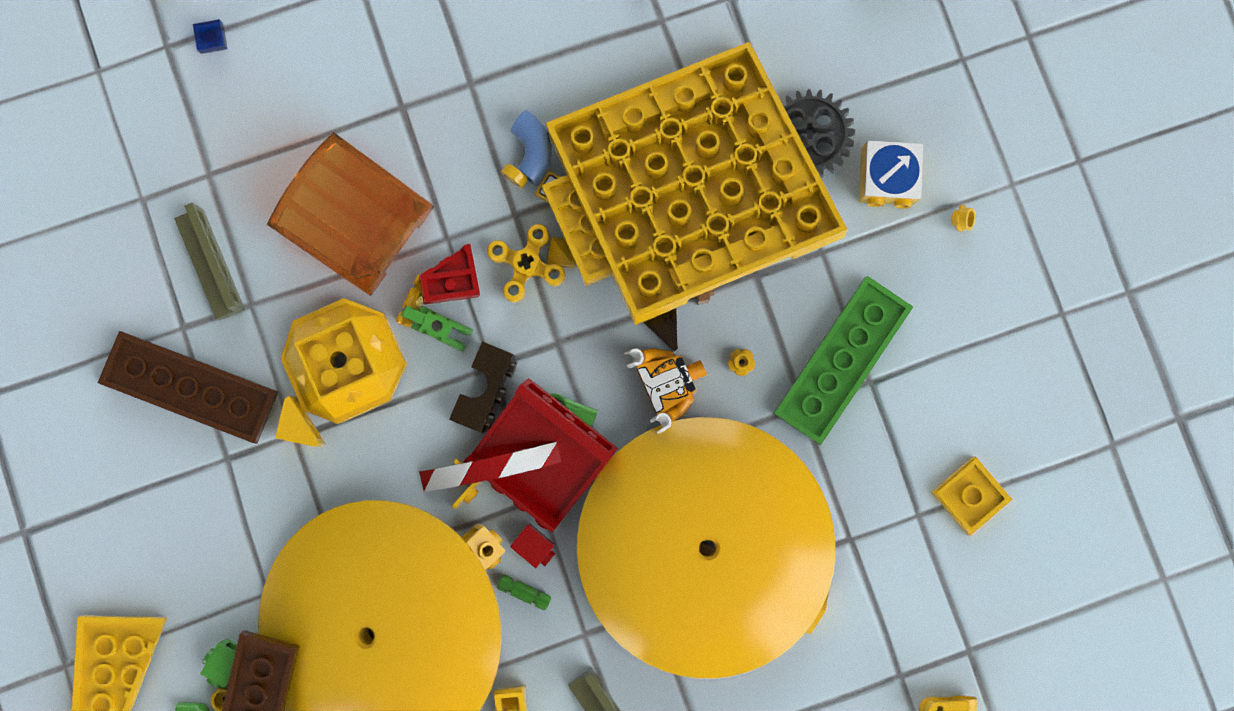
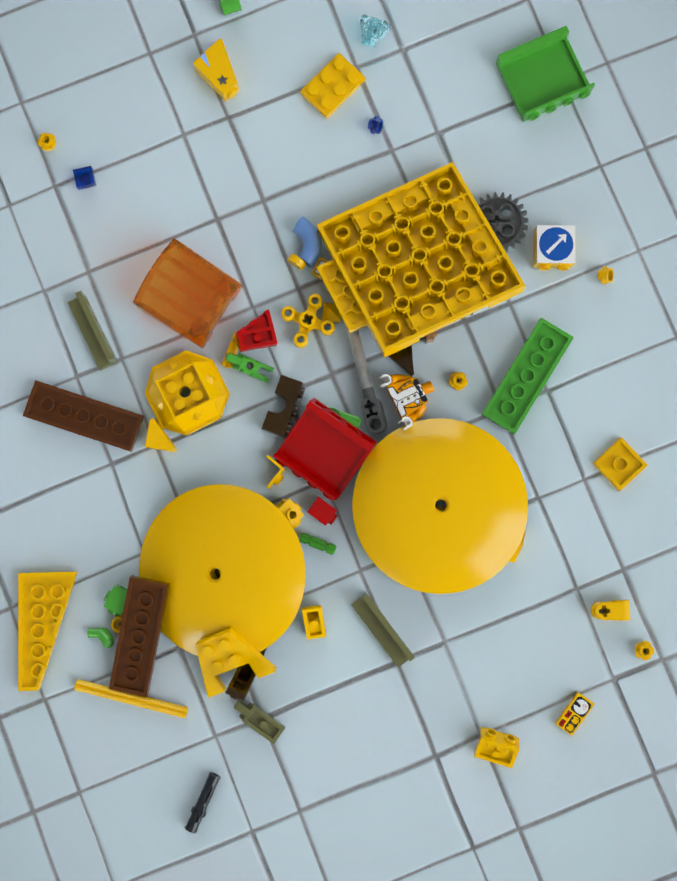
camera: 10 degrees right, 0 degrees up
(491, 468) = (291, 459): sticker -> none
(607, 366) = (367, 387): none -> piece

